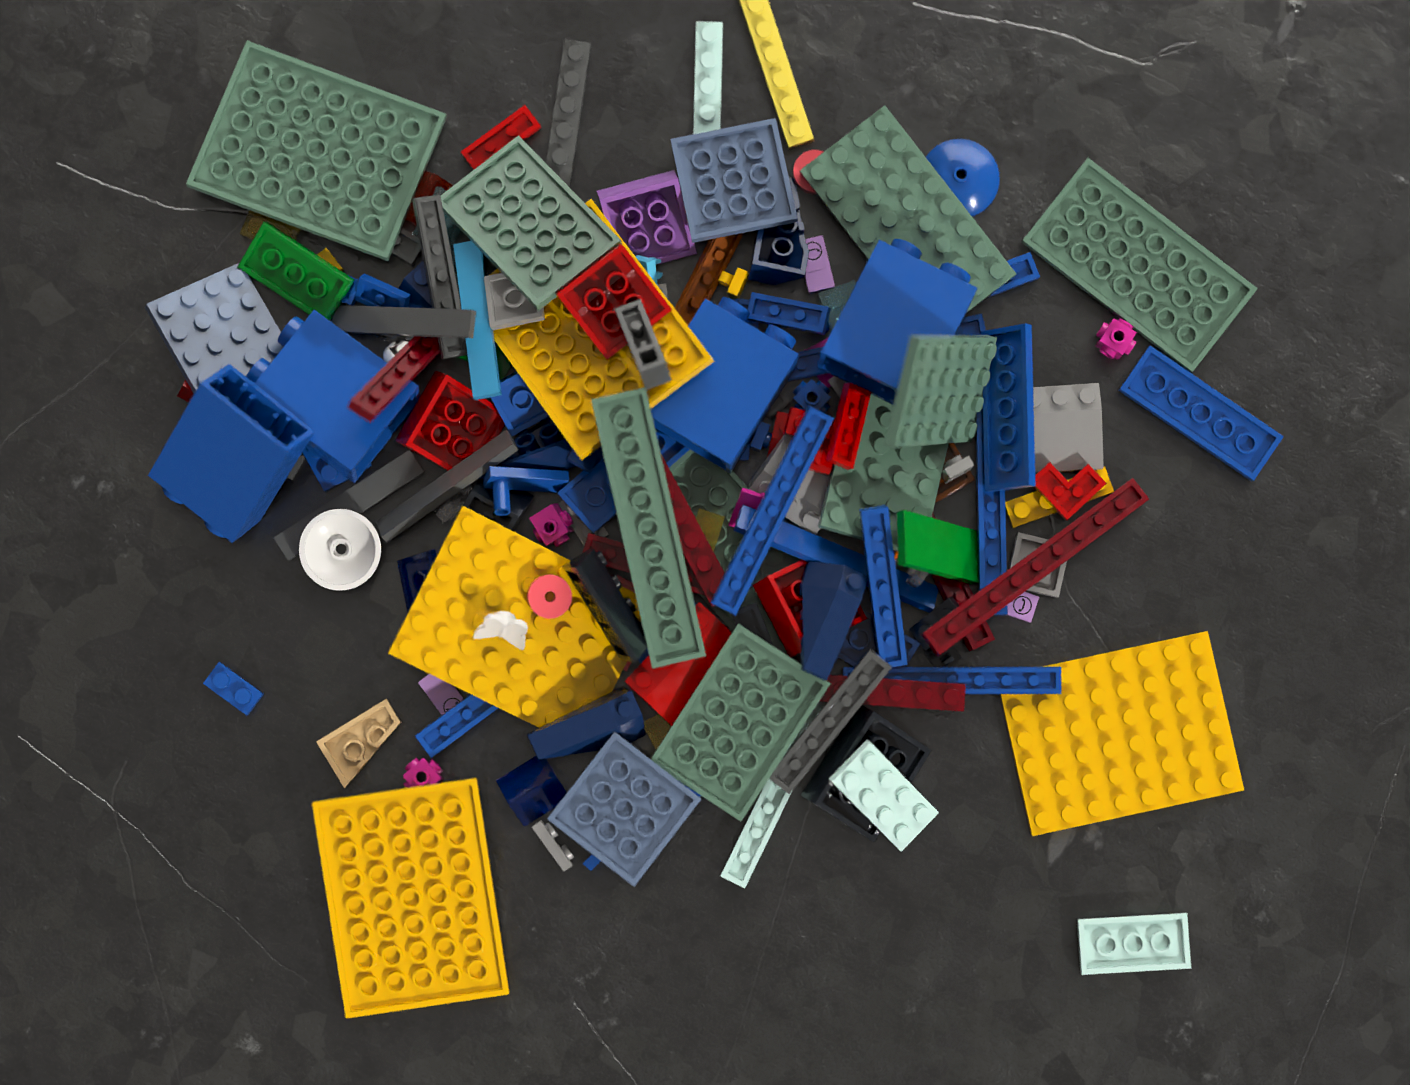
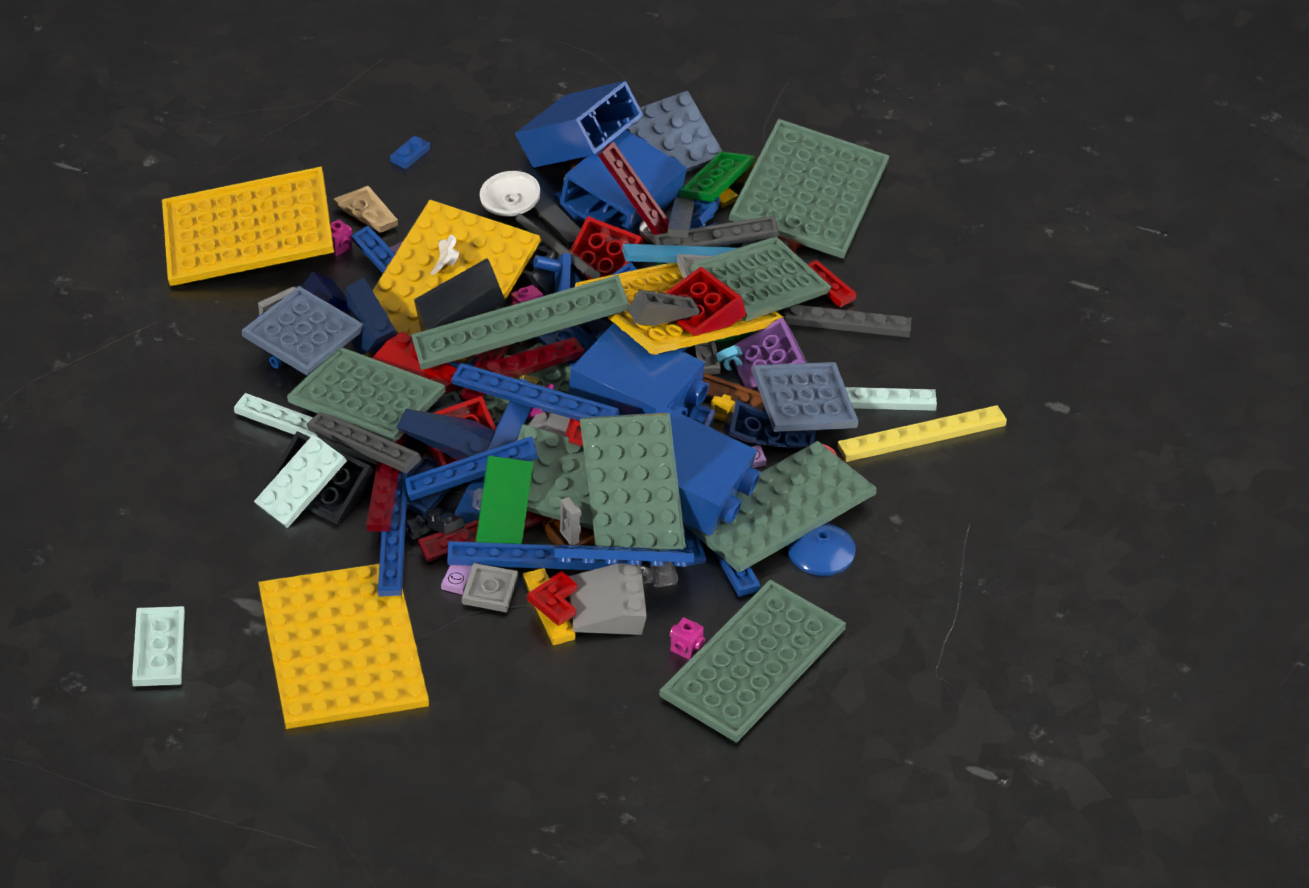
camera: 90 degrees right, 40 degrees down
(1034, 567) = (488, 574): dark red plate -> none
(1201, 413) = (622, 699): blue plate -> none

